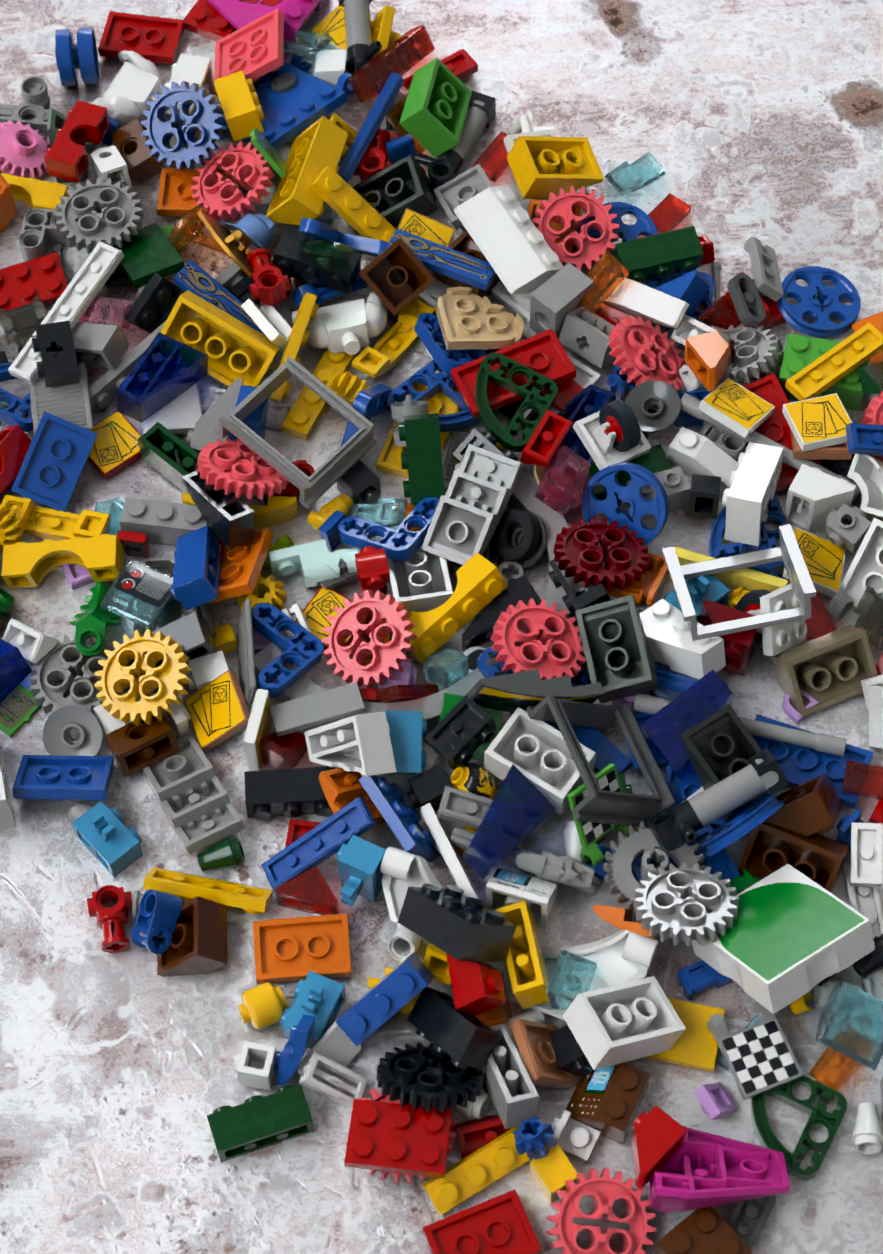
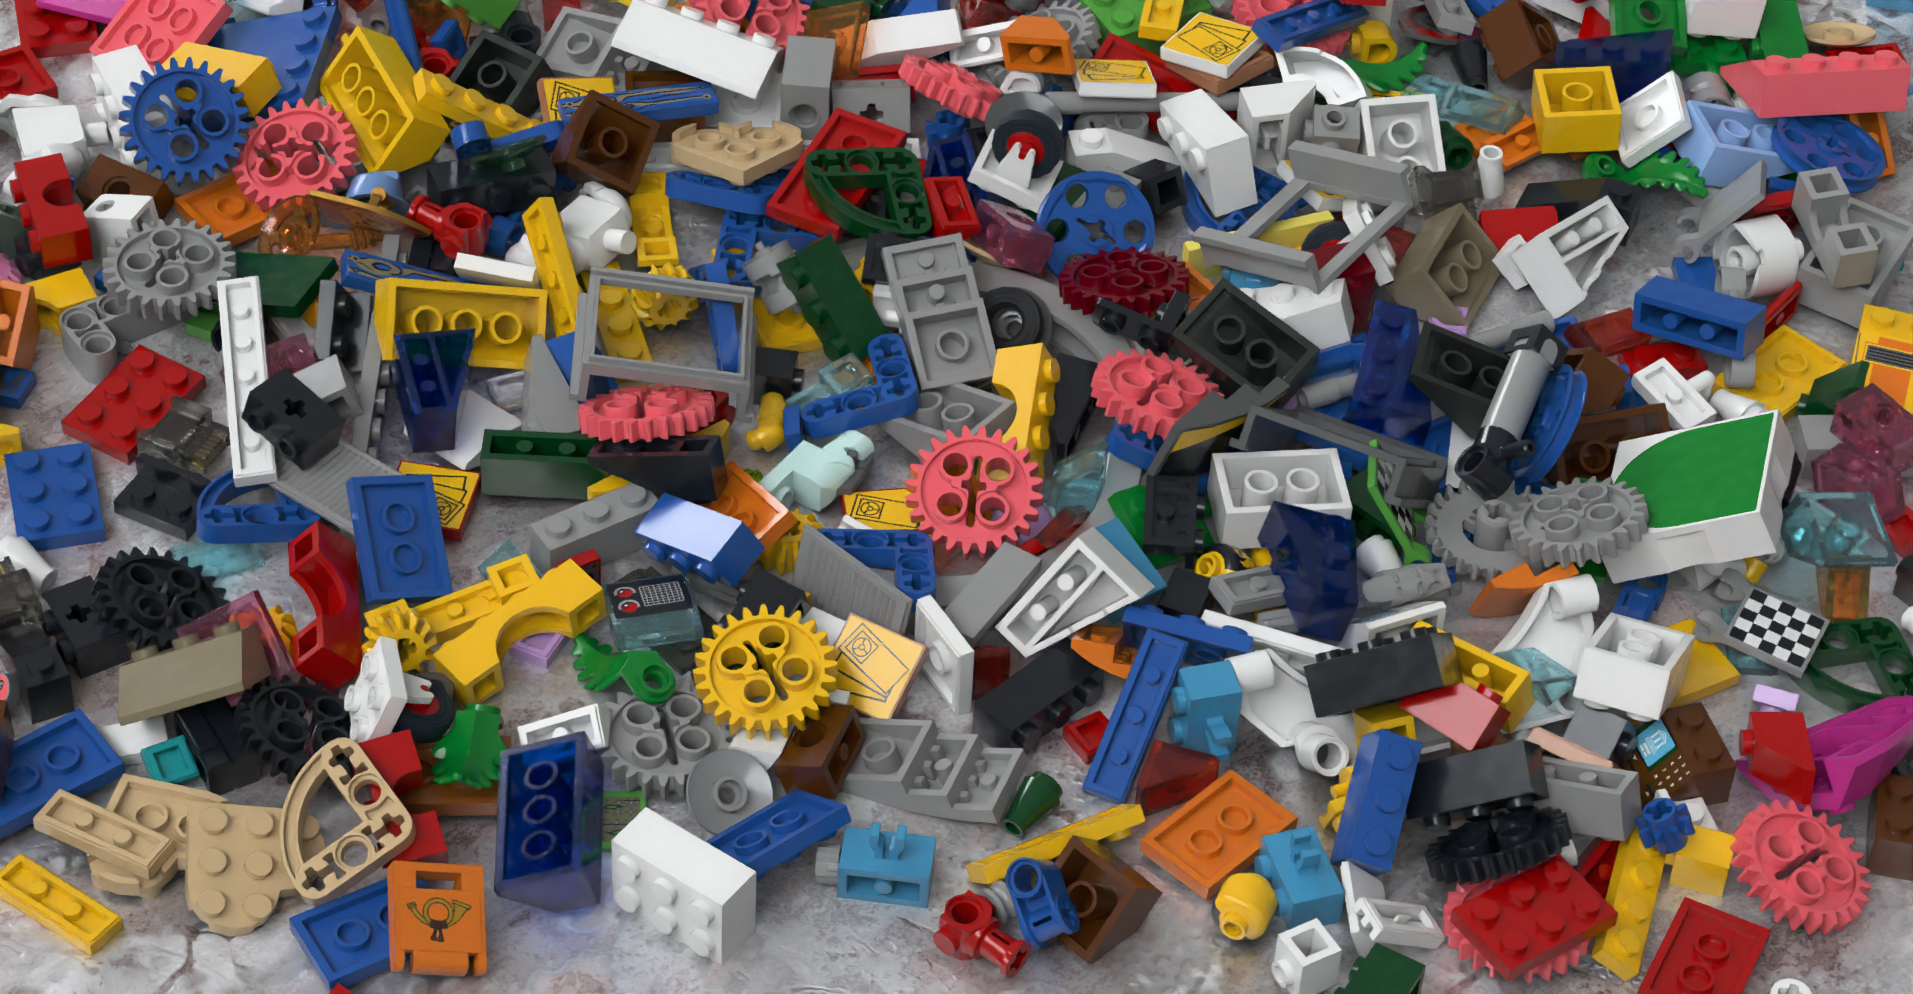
camera: 45 degrees left, 15 degrees down
(268, 152) = (311, 88): bright green piece -> none
(284, 83) = (237, 39): dark grey piece -> none
(289, 1059) = (1338, 894): blue slope -> none
(372, 570) = (897, 435): red connector -> none

